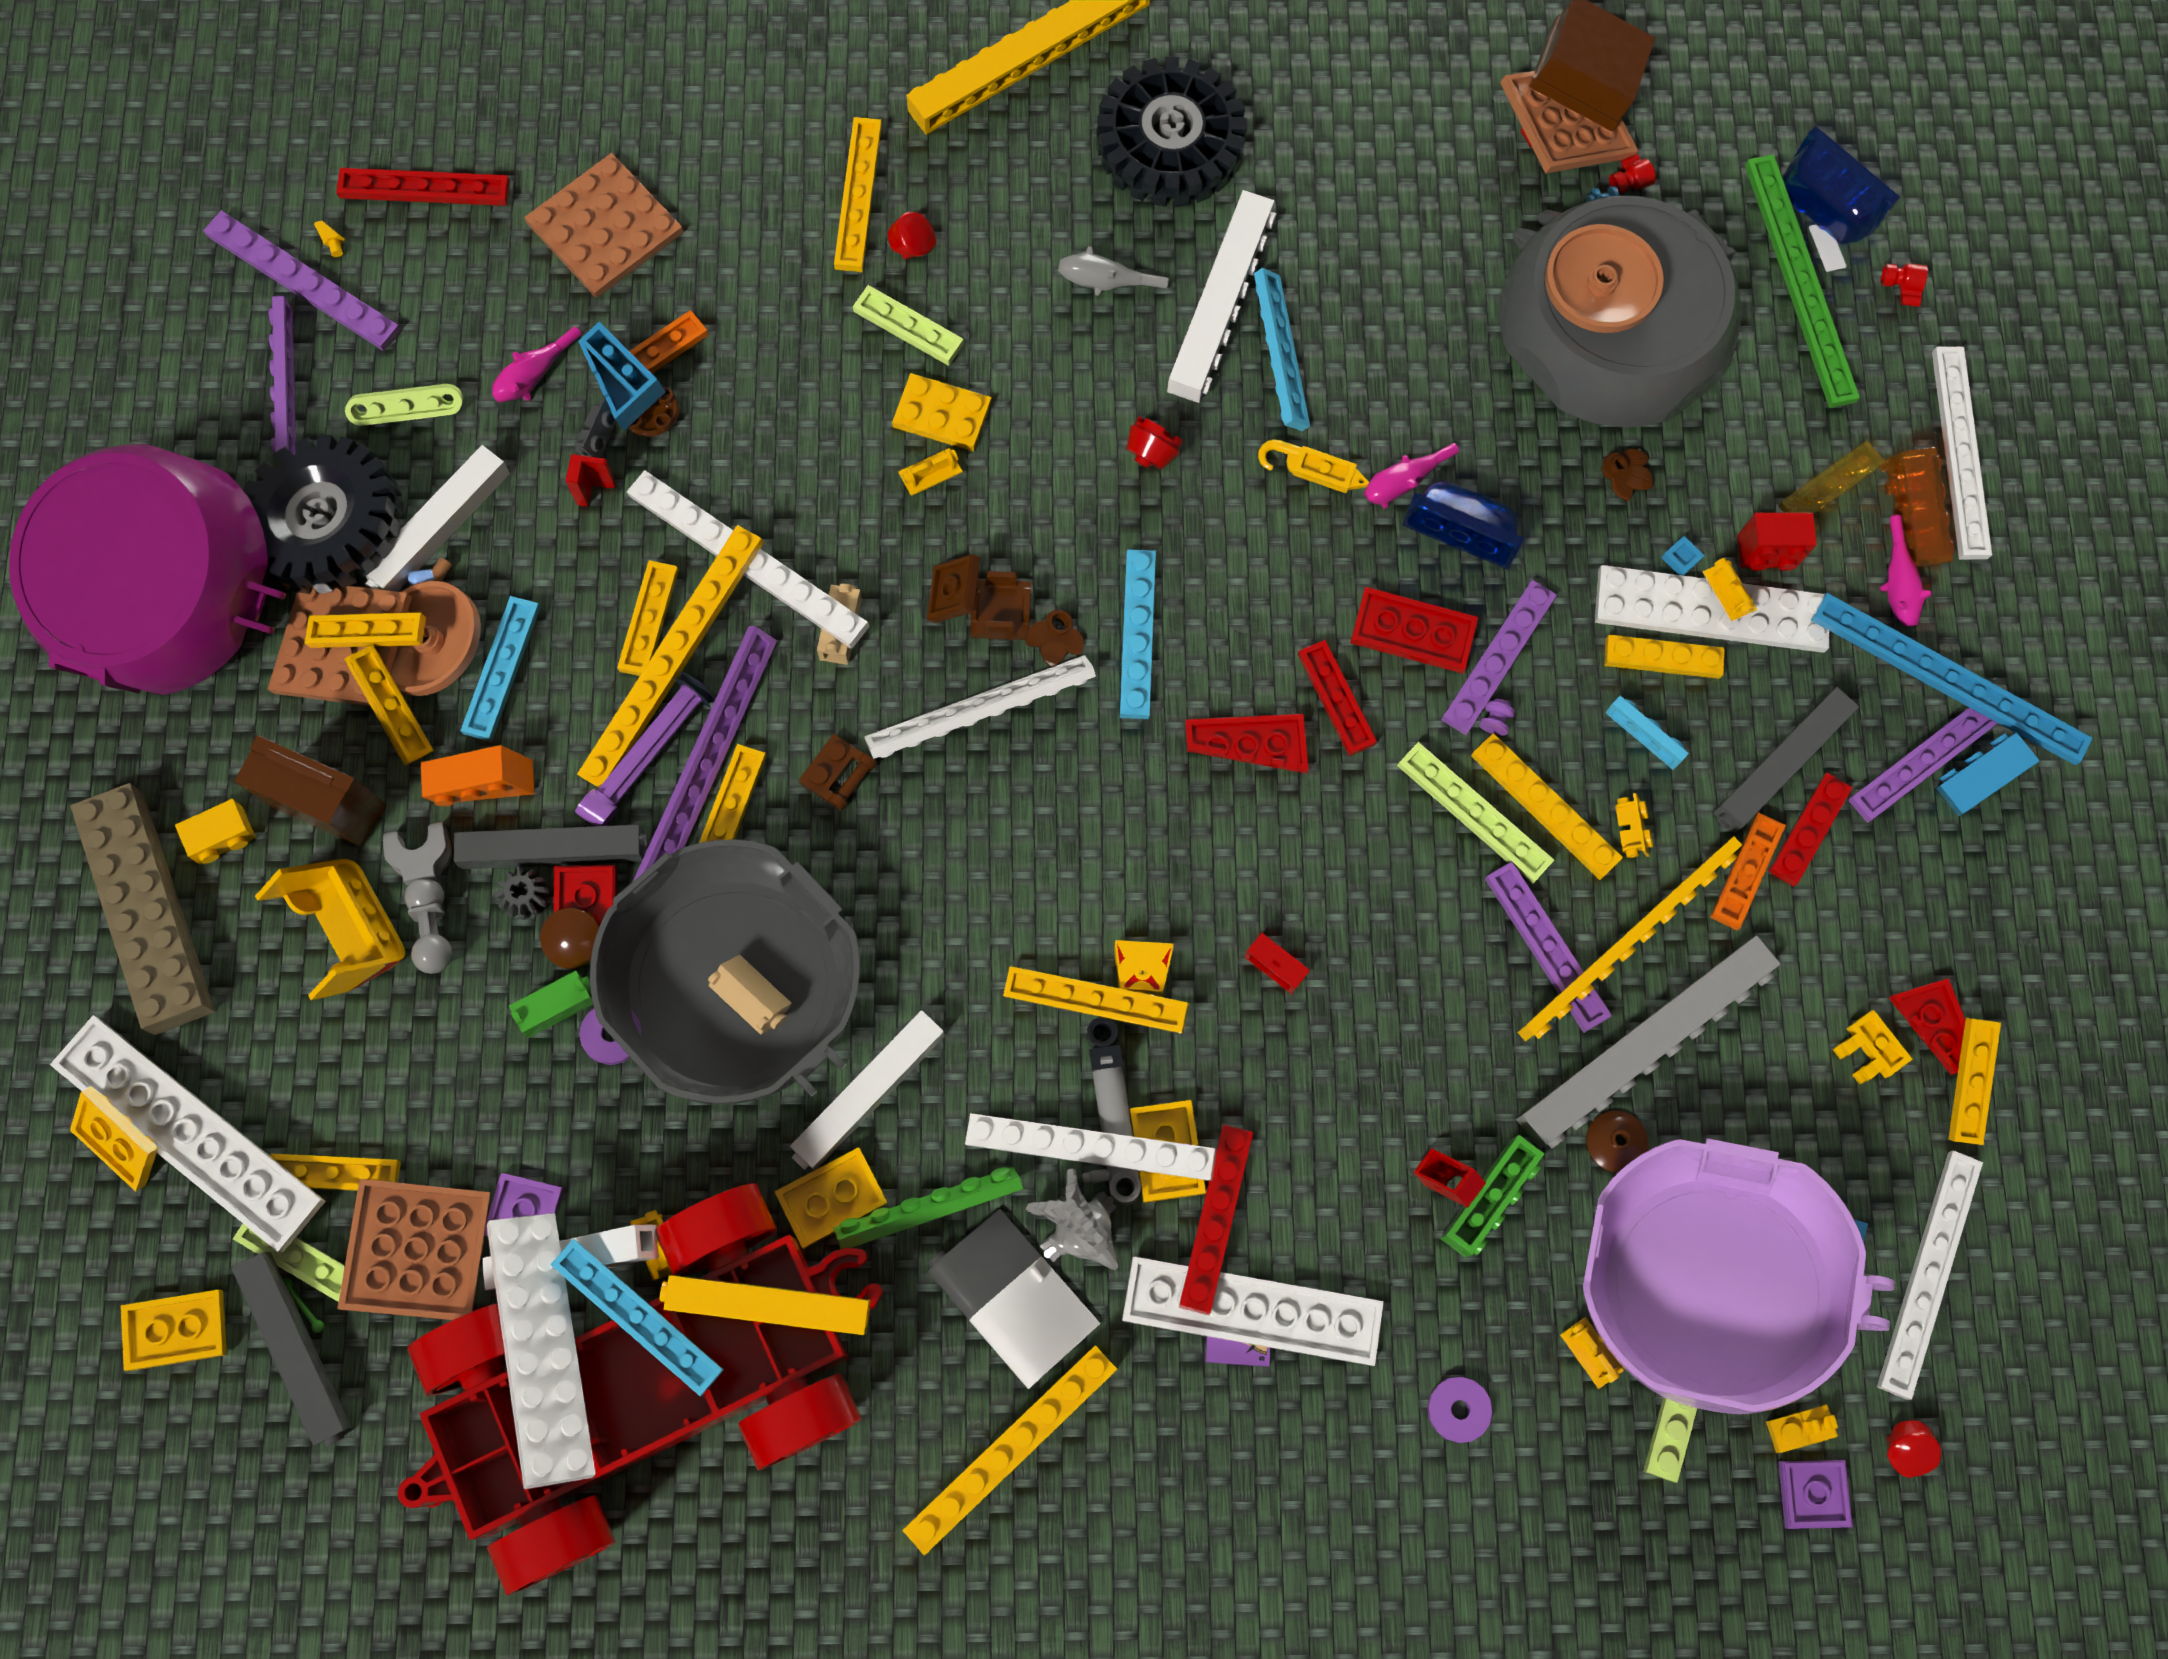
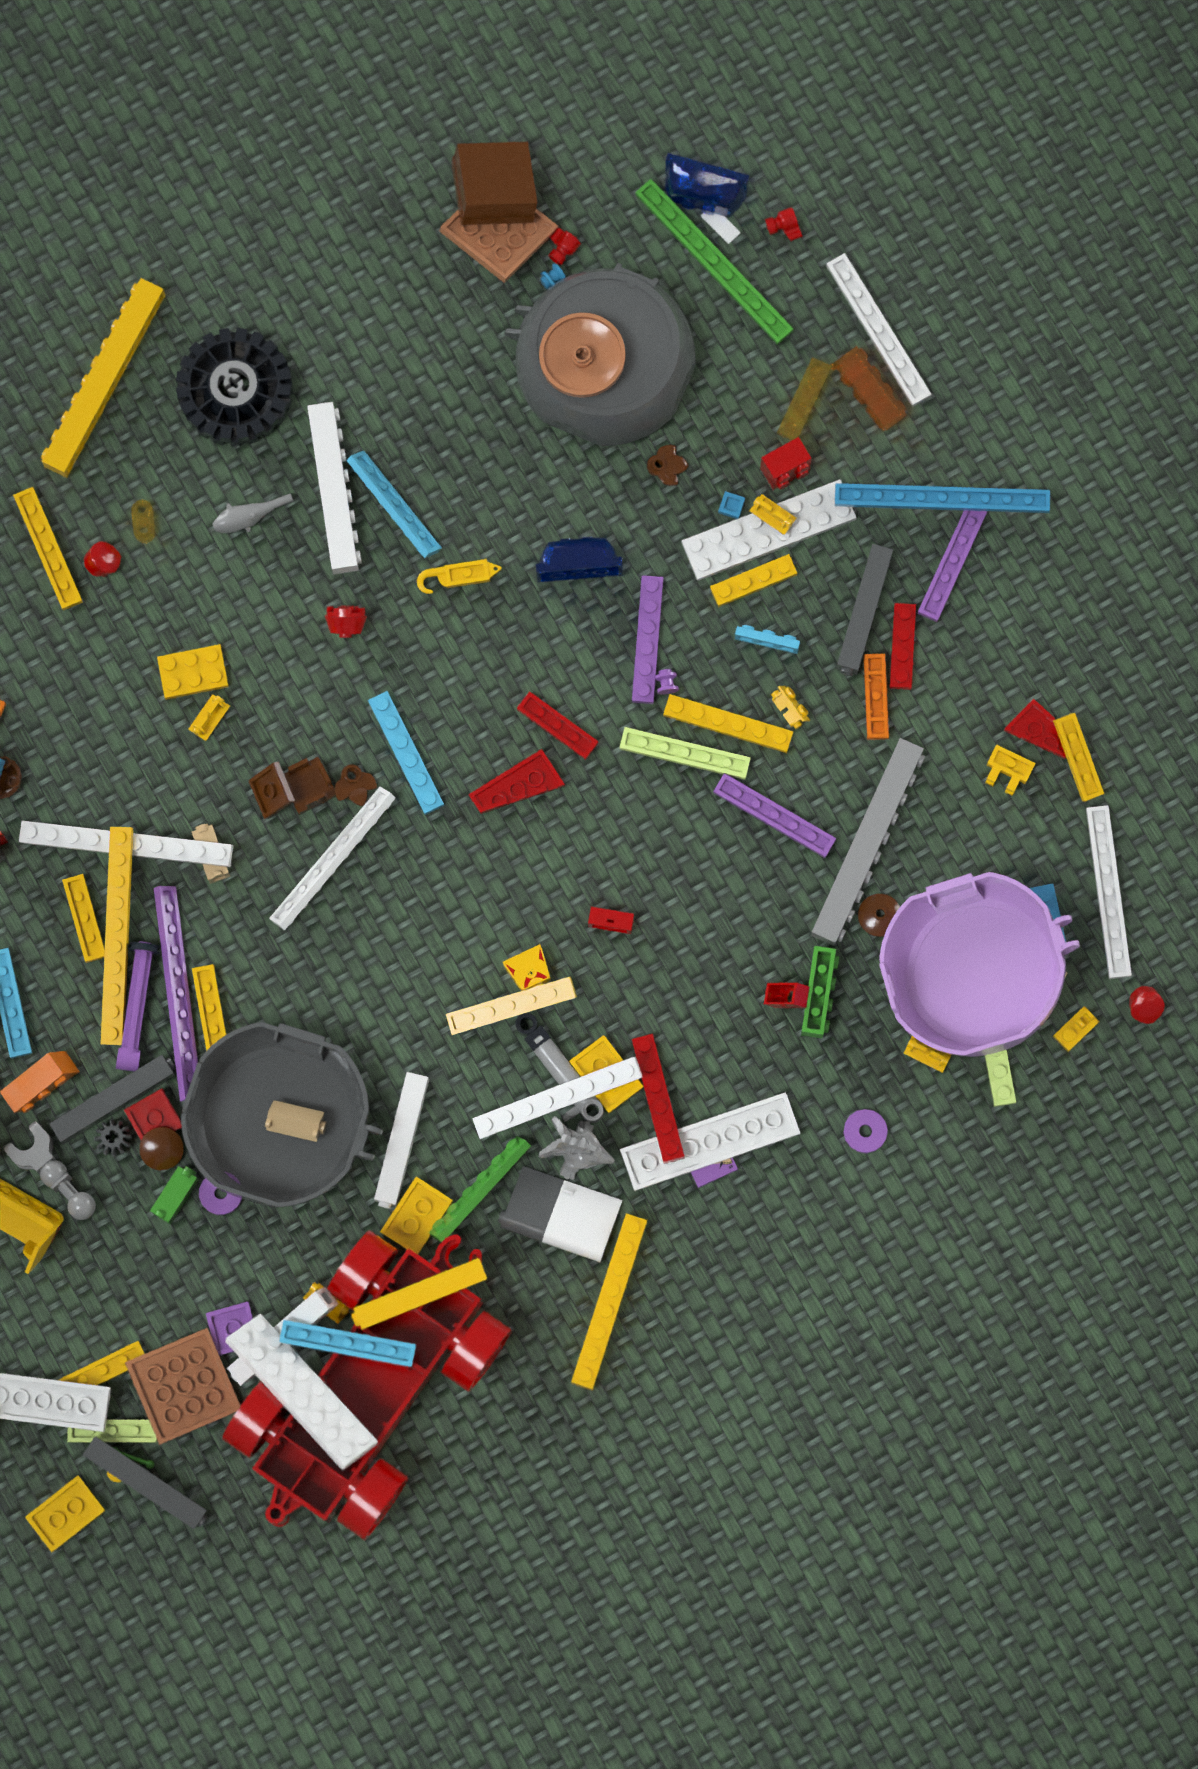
camera: 20 degrees left, 5 degrees up
(830, 766) = (258, 949): reddish brown plate -> none
(908, 325) = (136, 623): yellowish green plate -> none
(985, 220) = (143, 520): none -> clear yellow plate
(1404, 476) = (522, 549): dark pink piece -> none
(1414, 630) = (583, 652): red plate -> none
(1623, 948) = (821, 792): yellow plate -> none
(1815, 1494) = (1102, 1063): medium lavender tile -> none
(1904, 582) = (882, 443): dark pink piece -> none
(1986, 773) = (994, 549): dark azure wedge -> none

